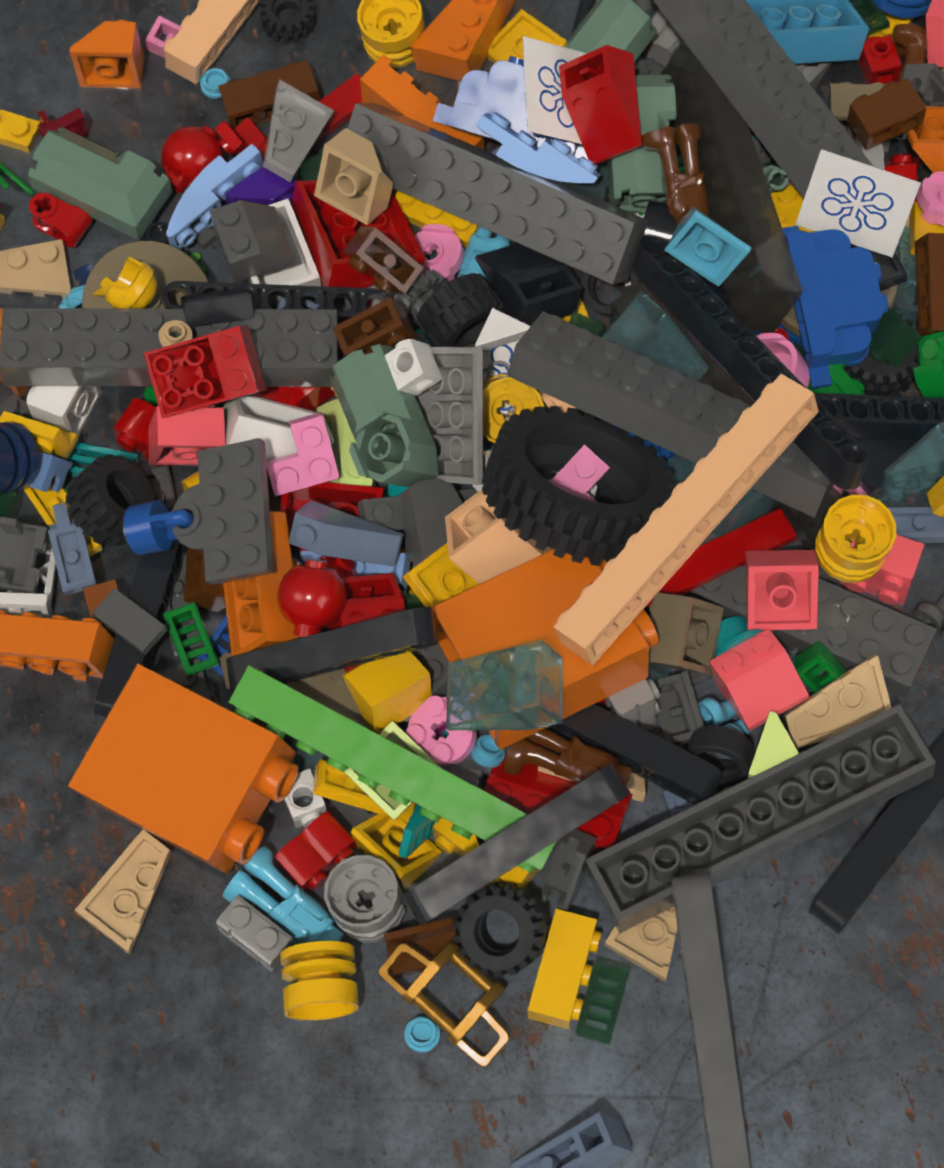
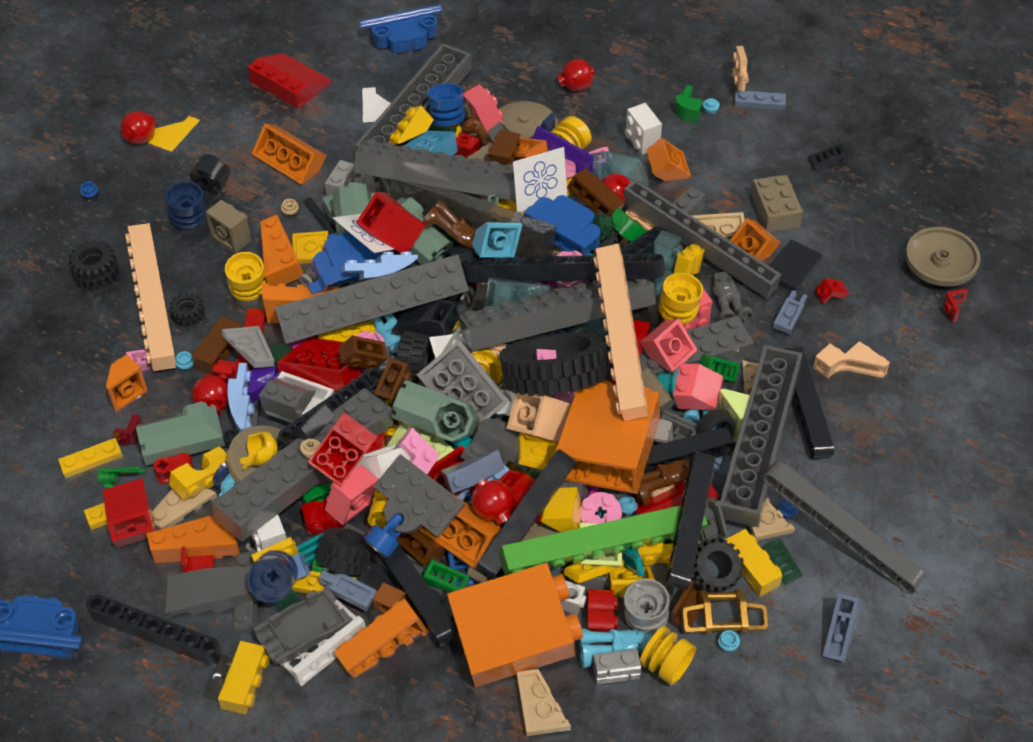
camera: 50 degrees left, 15 degrees down
(47, 256) = (189, 482): none -> yellow arch
(129, 621) = (414, 589): dark grey tile -> none
(353, 177) = (307, 336): tan slope -> none
(413, 366) = (437, 377): white brick -> none
(506, 689) = (627, 452): clear light blue slope -> none
(840, 705) = (739, 367): tan wing -> none

